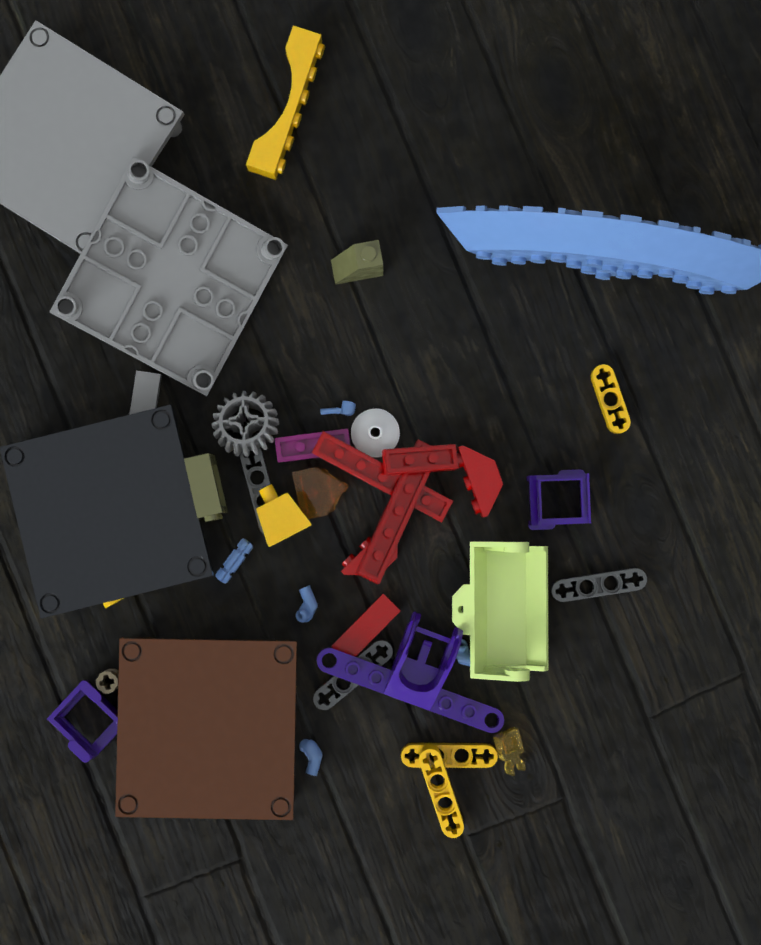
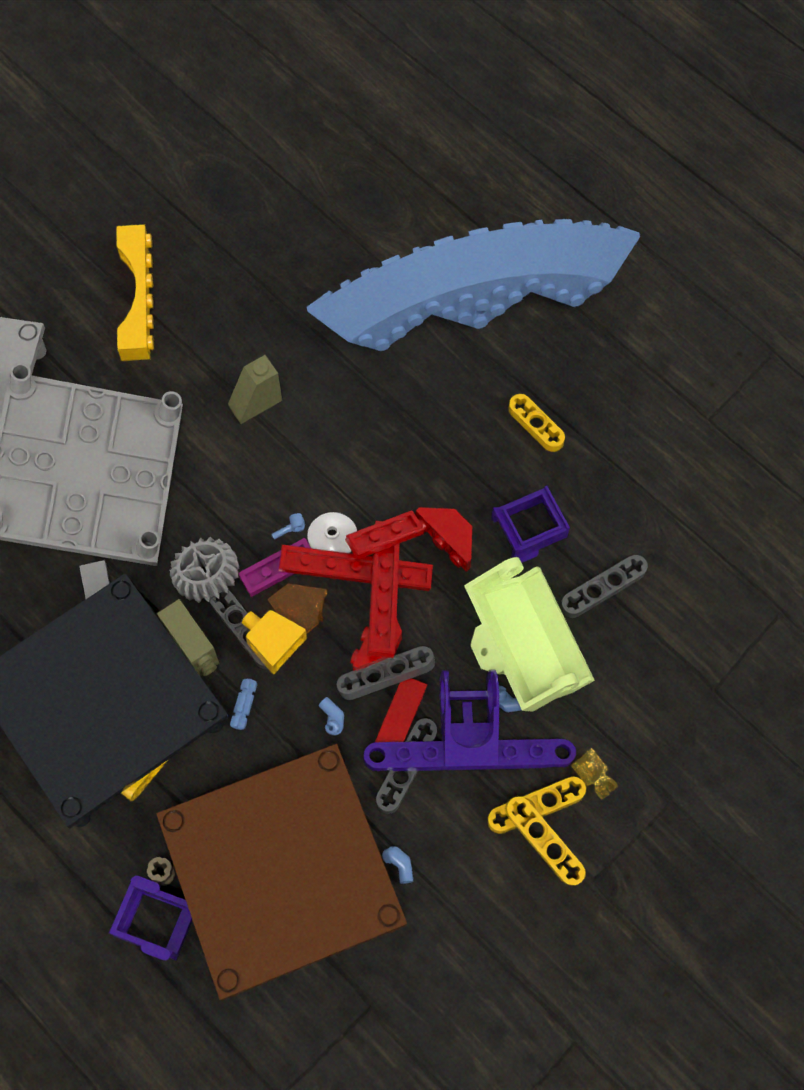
camera: 25 degrees left, 20 degrees down
(368, 588) = (387, 677): none -> dark grey beam

